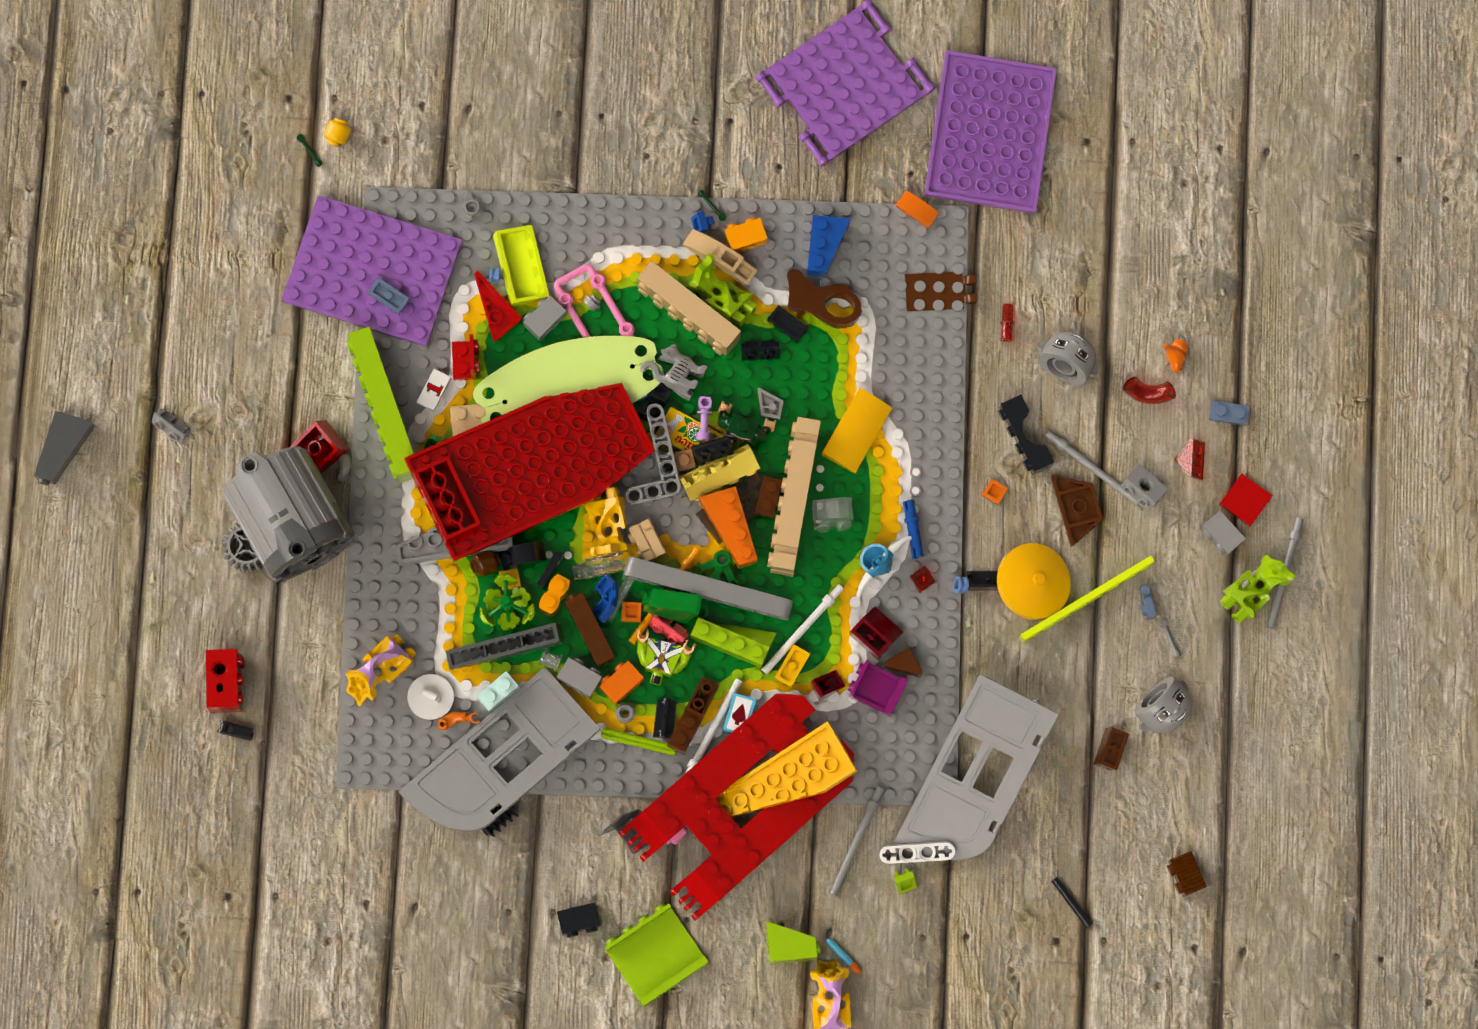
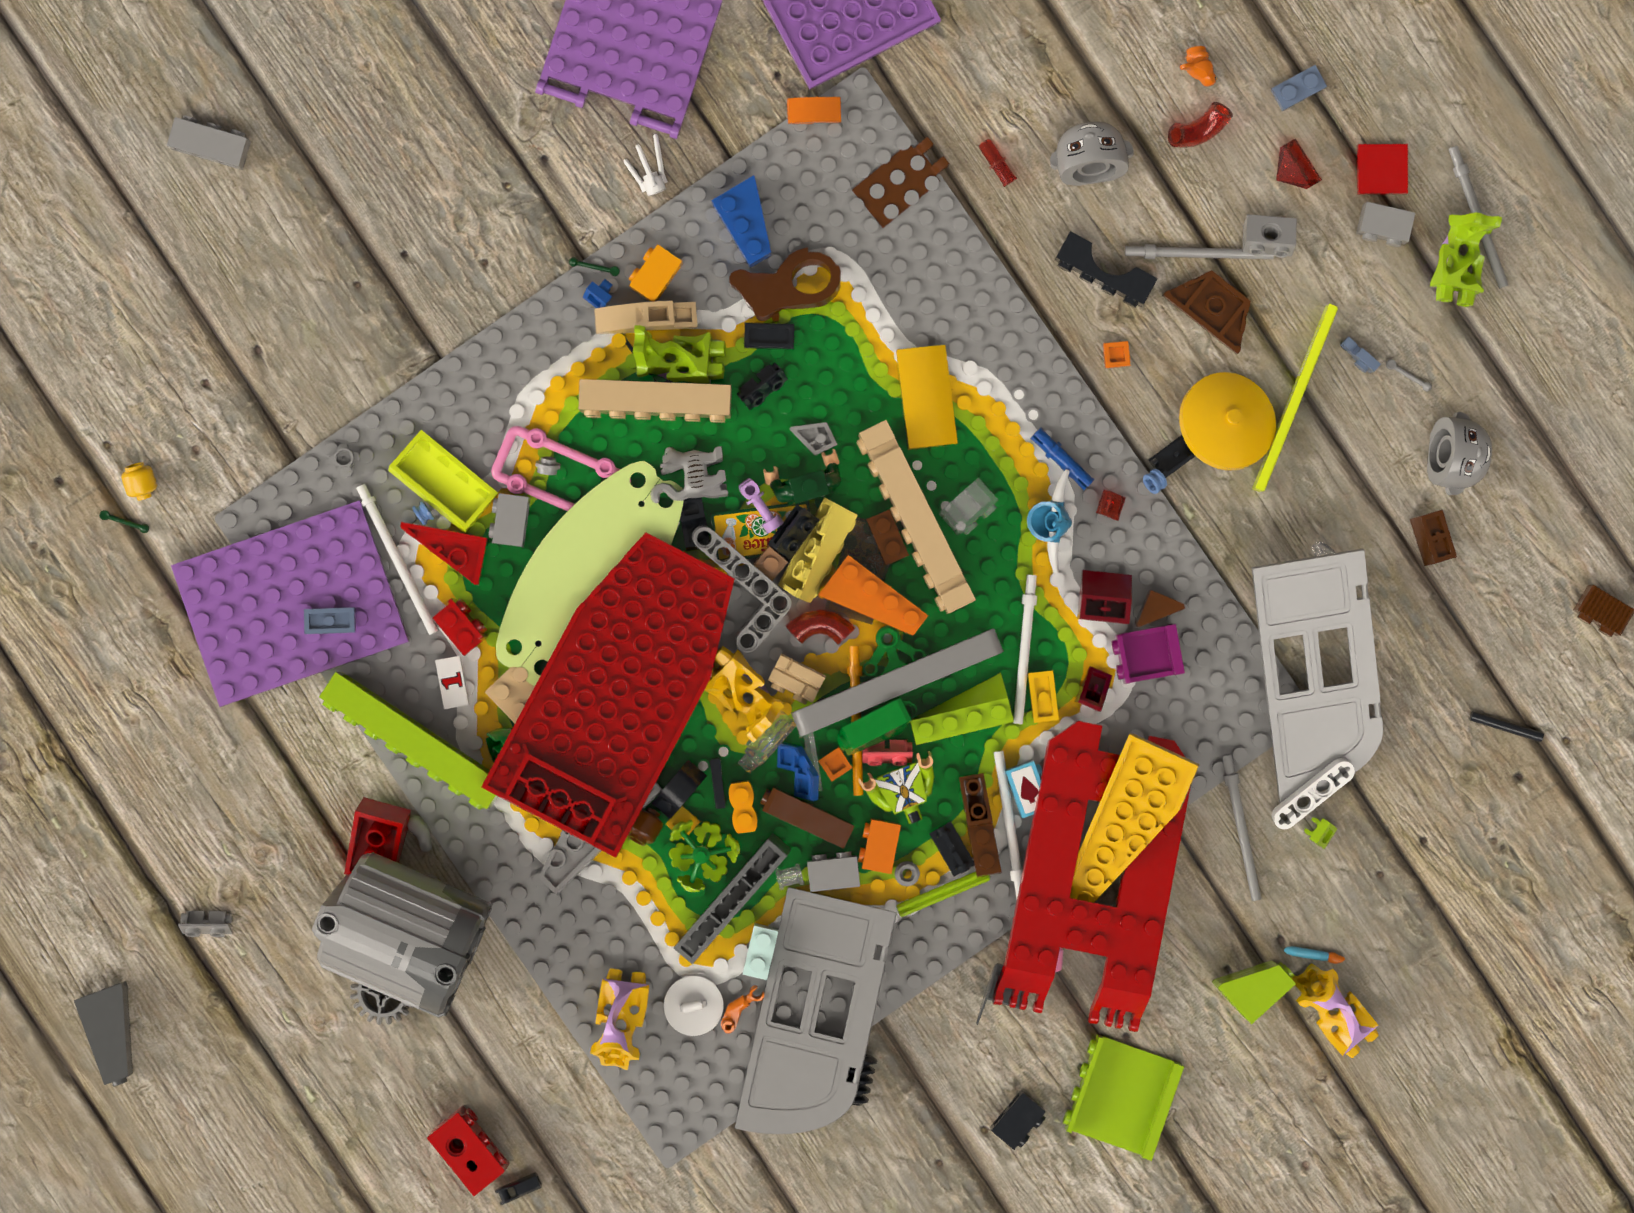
camera: 30 degrees left, 10 degrees up
(466, 245) = (368, 502): none -> white bar
(688, 519) = (820, 622): none -> clear red cylinder
(786, 182) = (652, 181): none -> white plant

